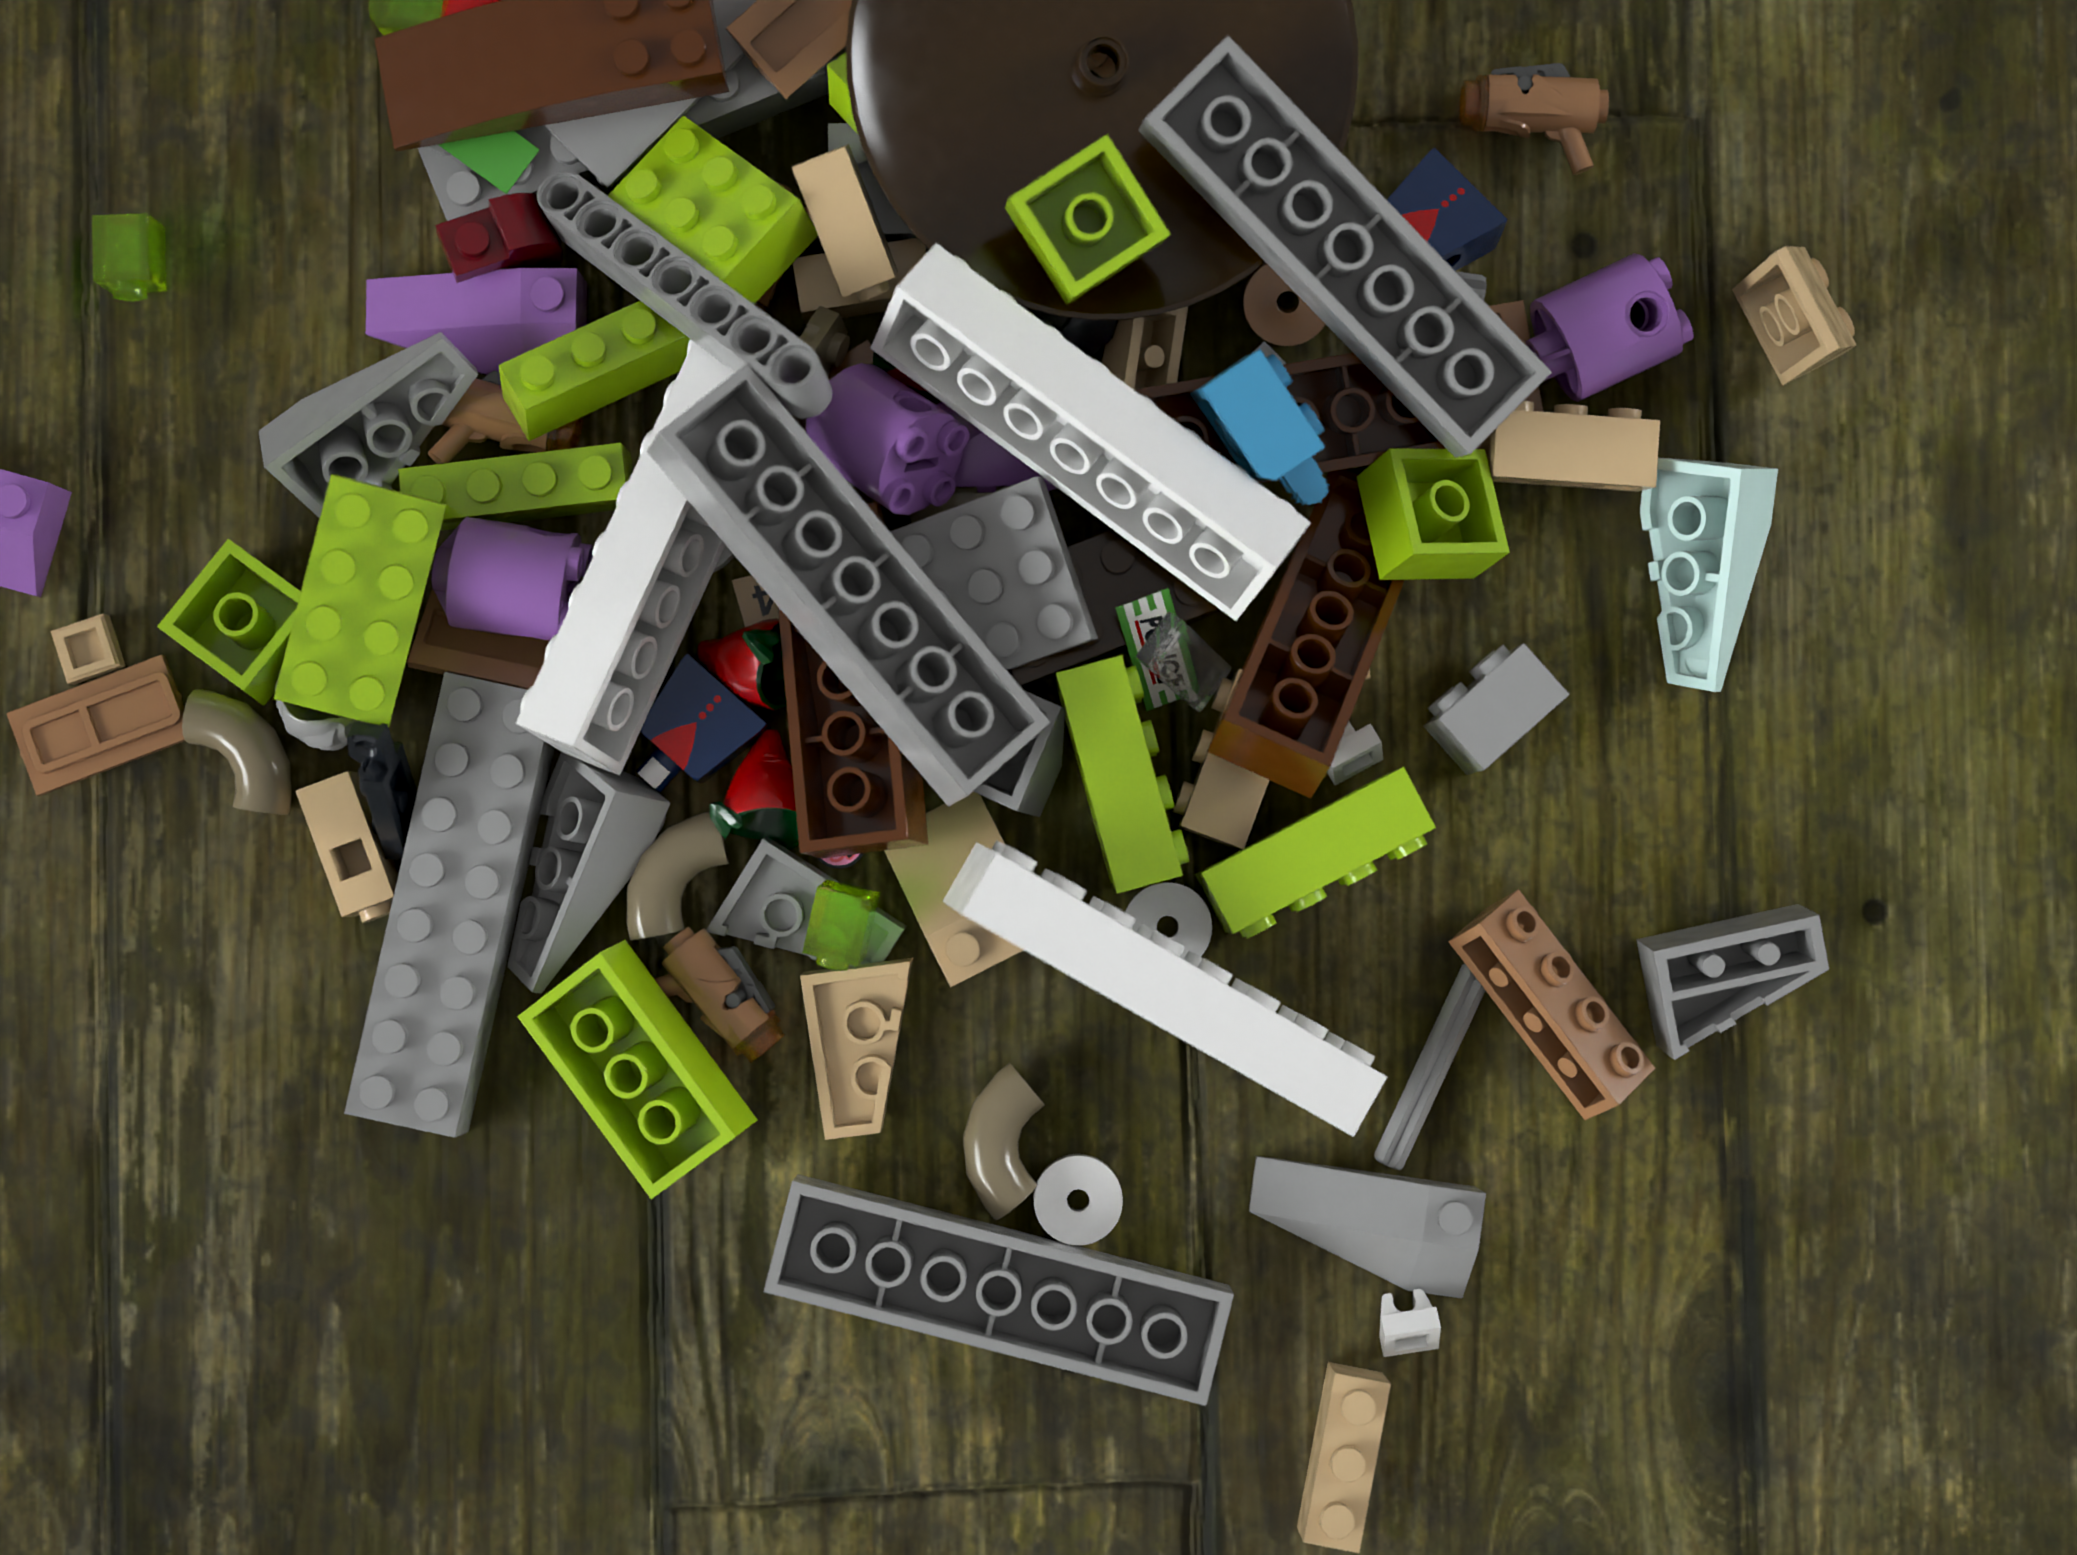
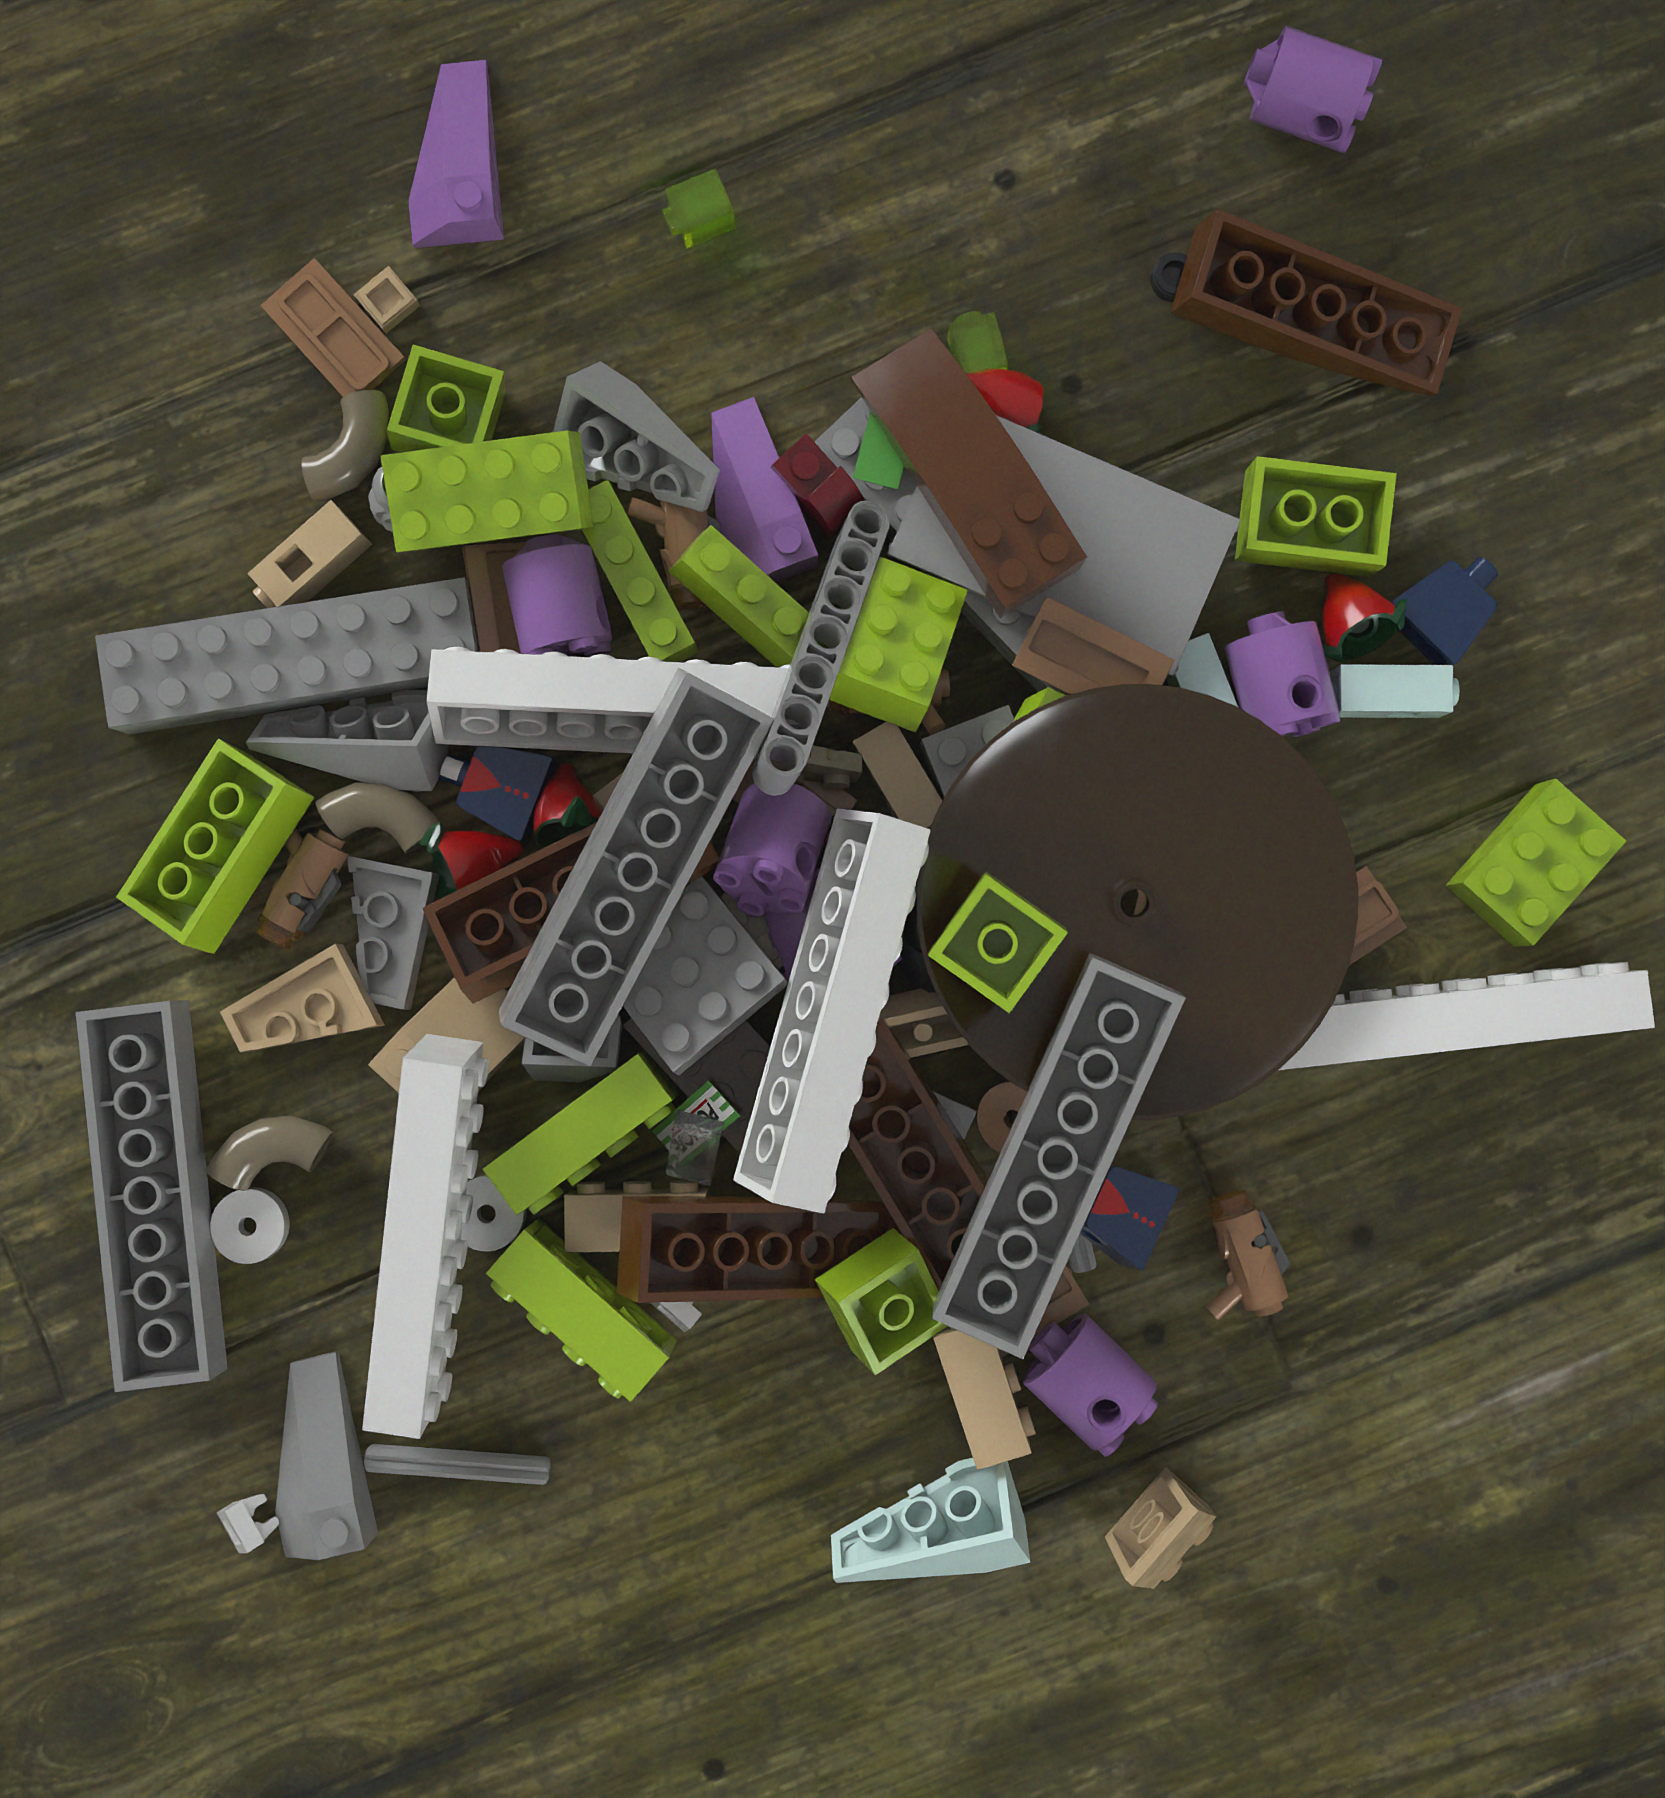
camera: 75 degrees right, 0 degrees up
(385, 783) = (358, 566): black hinge -> none
(840, 925) = (385, 960): clear neon green brick -> none
(846, 223) = (930, 750): tan brick -> none
(1265, 425) = (889, 1145): dark azure hinge -> none
(1343, 1457) = (122, 1512): tan brick -> none
(1496, 709) = (751, 1408): light grey brick -> none
(1552, 1005) = (536, 1543): medium nougat brick -> none
(1724, 969) = (617, 1672): light grey wedge -> none

